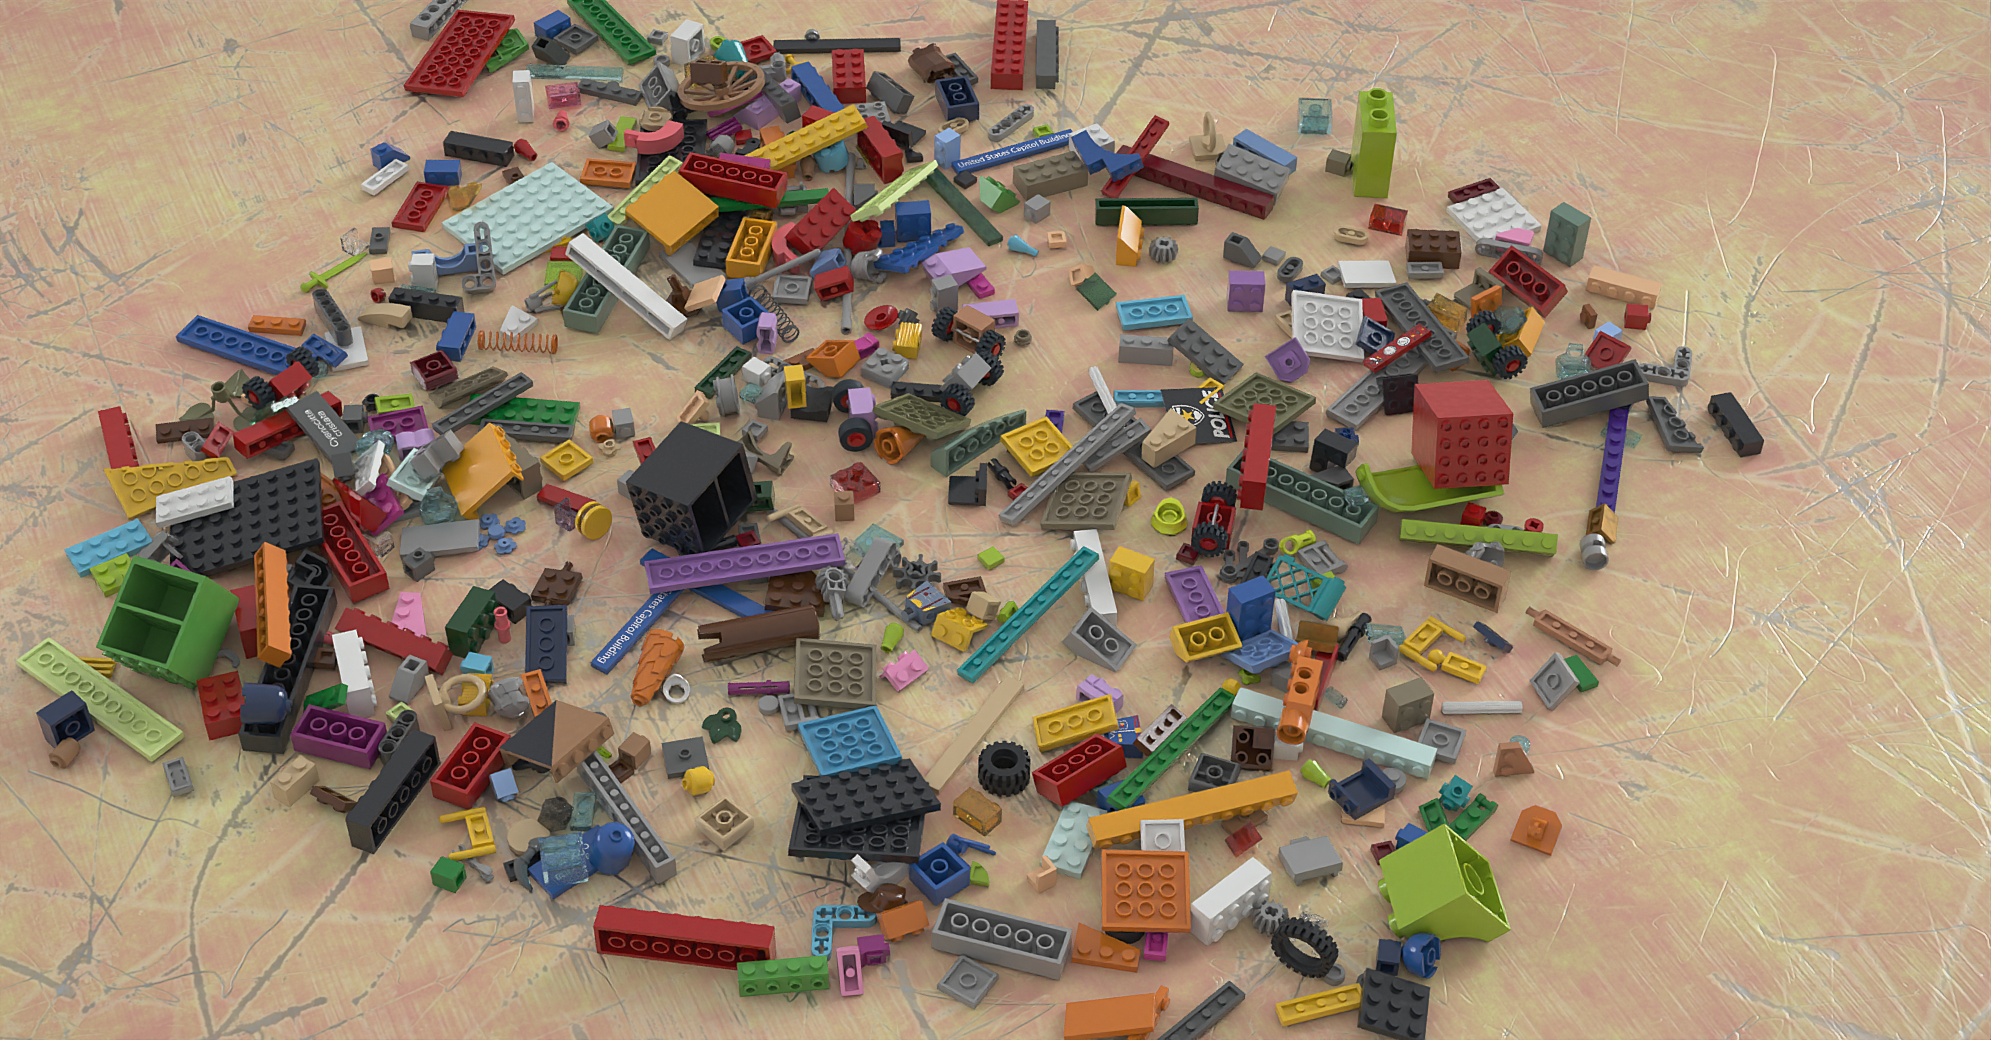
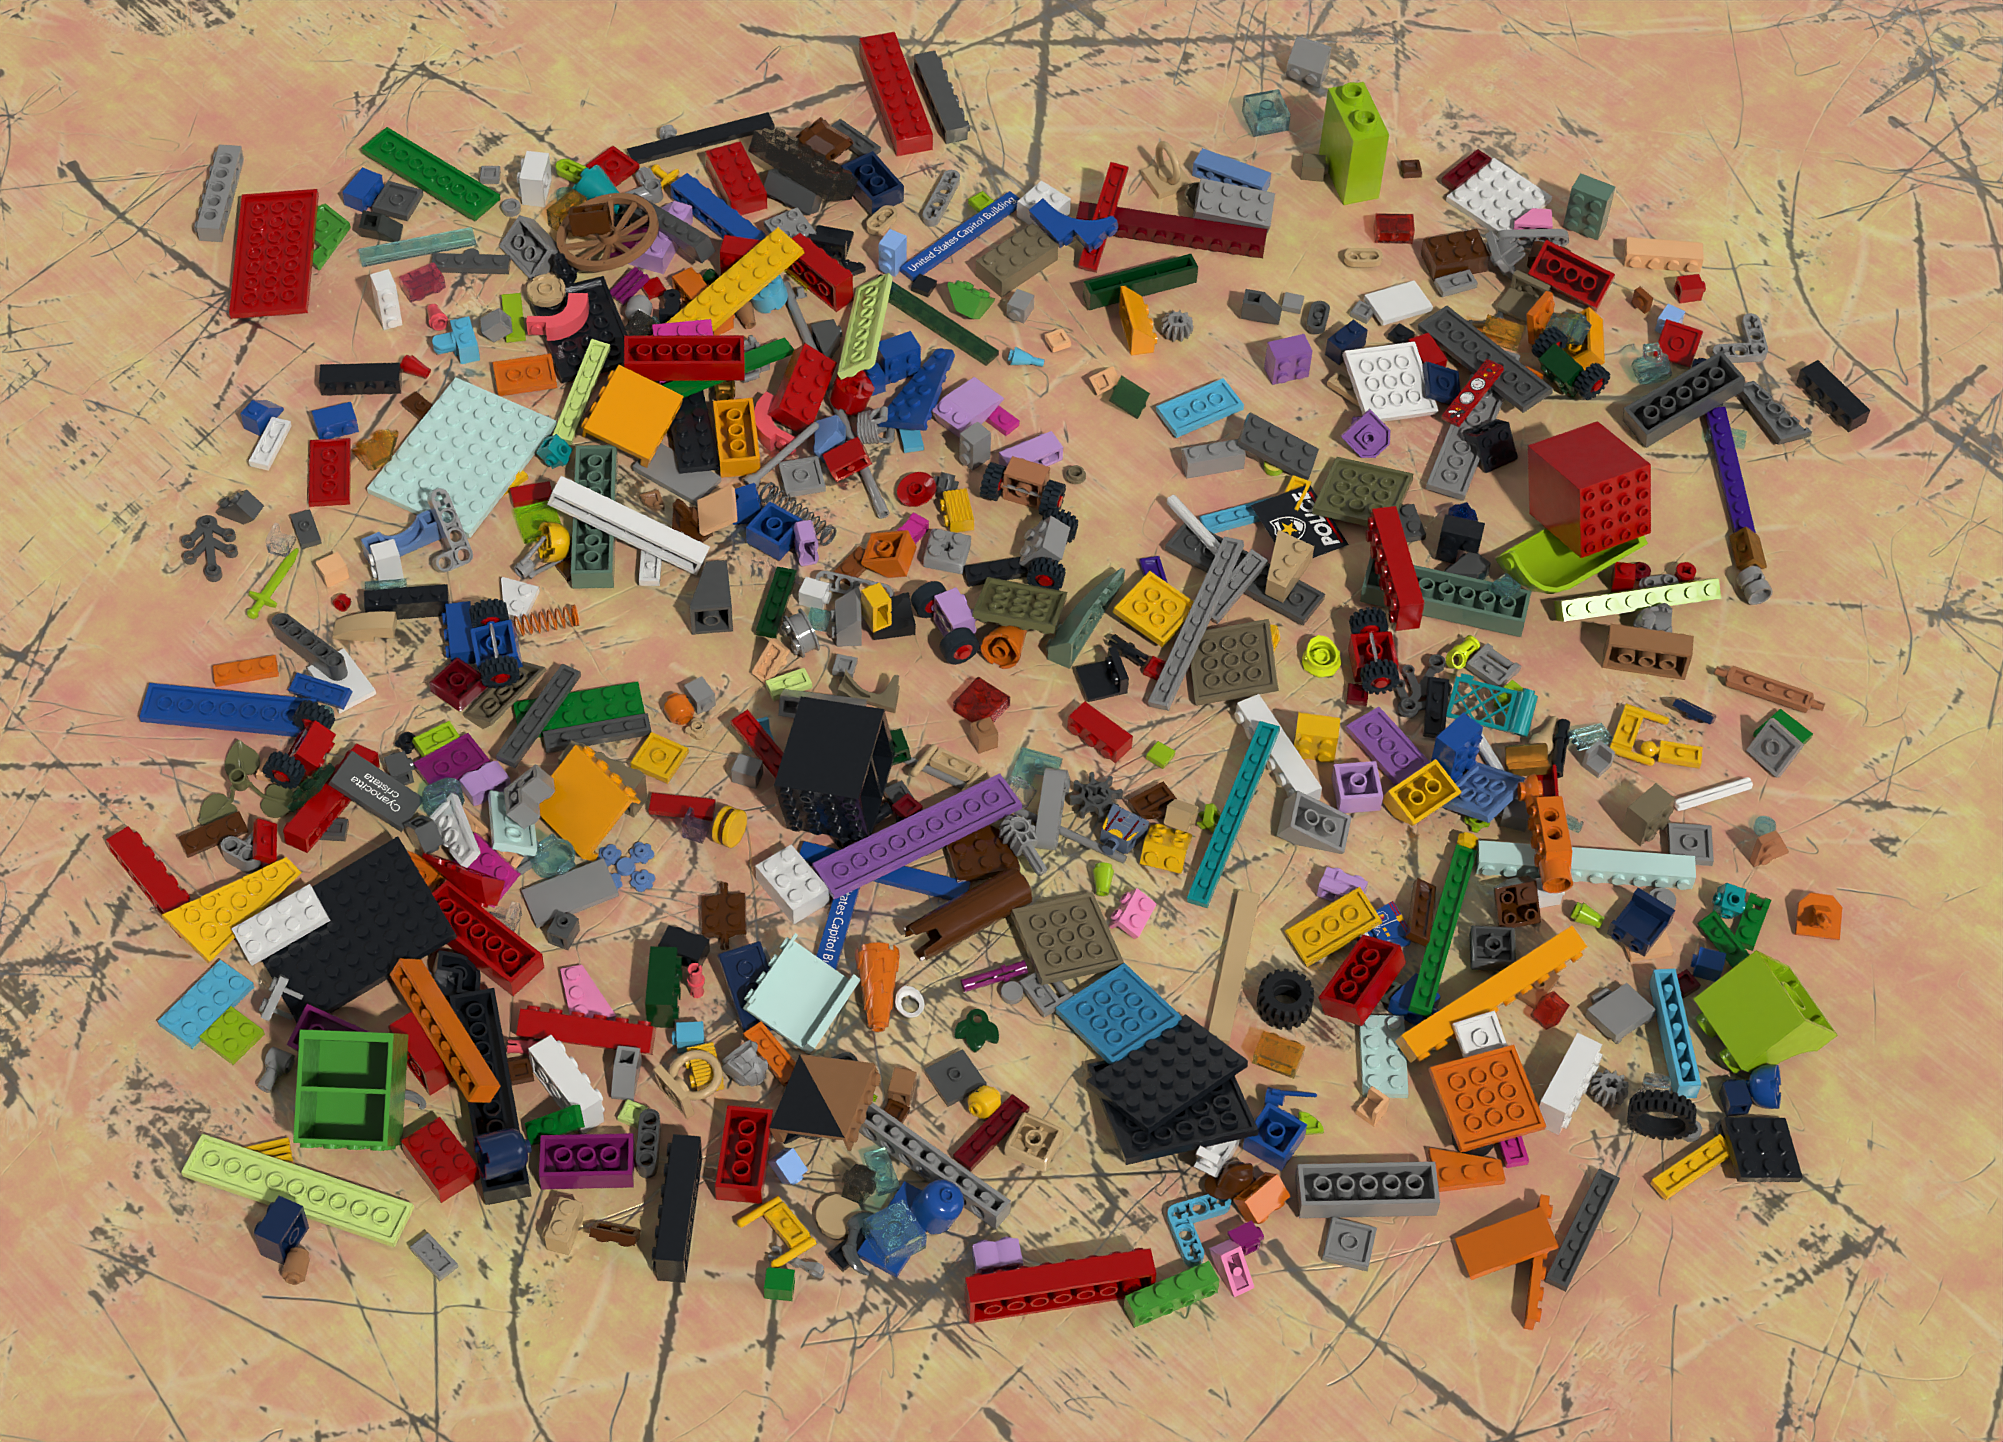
camera: 20 degrees left, 10 degrees up
(304, 222) = (208, 525): none -> dark grey plant
(336, 212) = (240, 507): none -> dark grey slope
(474, 344) = (495, 643): none -> brick
(571, 139) = (460, 341): none -> medium azure brick
(581, 656) = (799, 995): none -> light aqua panel
(623, 576) = (792, 884): none -> white brick
(632, 327) = (649, 569): none -> white plate
(646, 900) = (997, 1255): none -> lavender brick
(661, 280) = (652, 500): none -> medium nougat tile
(669, 357) = (712, 600): none -> dark grey slope
(690, 807) = (990, 1133): none -> dark red plate
(898, 282) = (911, 440): none -> medium azure tile
(905, 73) = (803, 164): none -> clear smoke brick
(945, 527) = (1099, 732): none -> red brick
(1150, 620) = (1357, 787): none -> lavender brick
(1352, 888) = (1675, 1033): none -> medium azure brick
(1367, 79) = (1308, 61): none -> light grey slope
(1425, 182) = (1411, 168): none -> reddish brown tile
(1473, 254) = (1504, 253): none -> light grey plate

